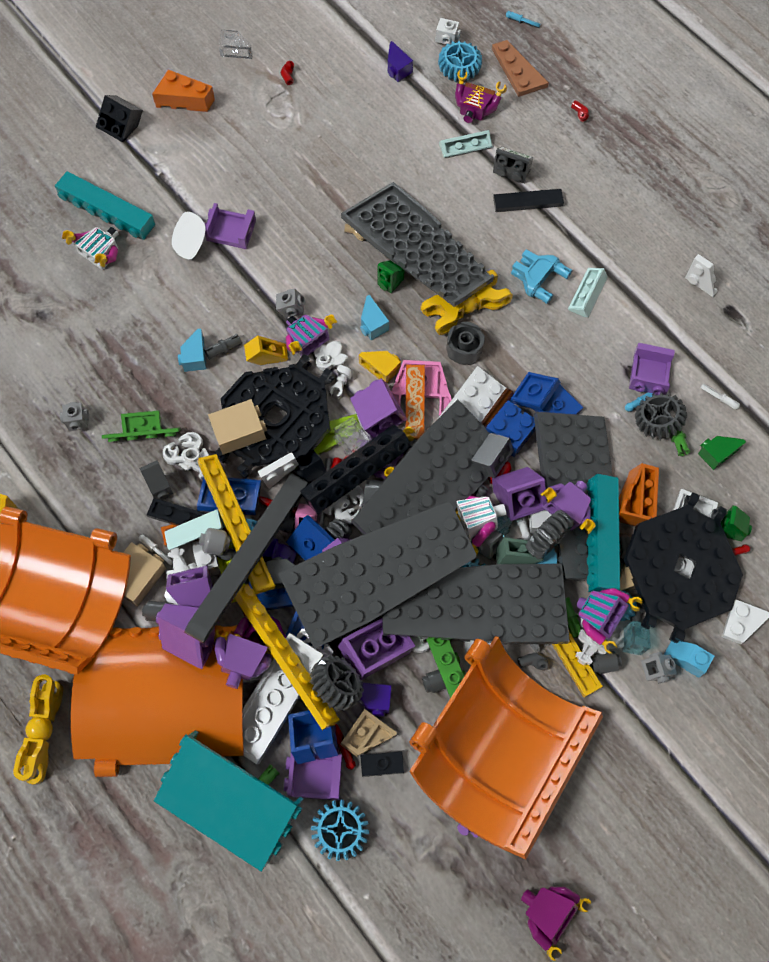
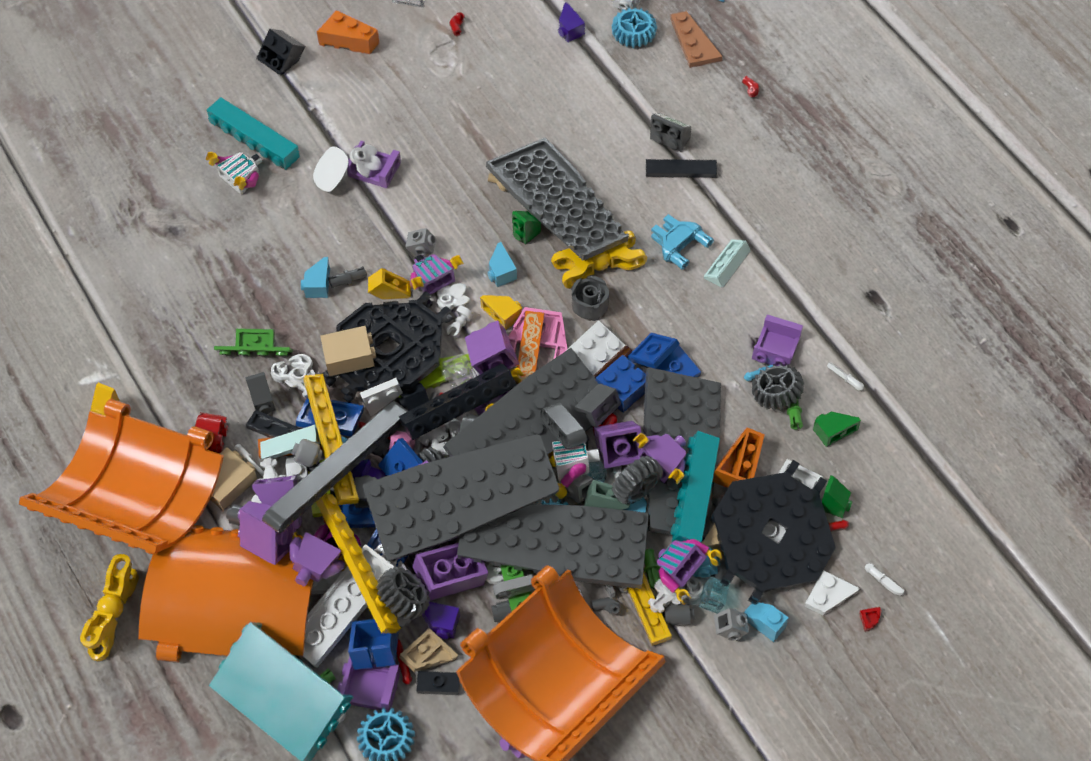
camera: 10 degrees right, 10 degrees down
(74, 416) = (191, 327): light grey brick -> none
(114, 521) = (215, 424): none -> red brick
(223, 224) = (365, 159): none -> white plate
(444, 661) = (513, 587): none -> light grey piece
(465, 143) = (626, 108): light aqua slope -> none
(466, 484) = (563, 425): none -> dark grey beam
(476, 101) = (644, 67): magenta torso -> none
(702, 275) = (845, 256): white wing -> none

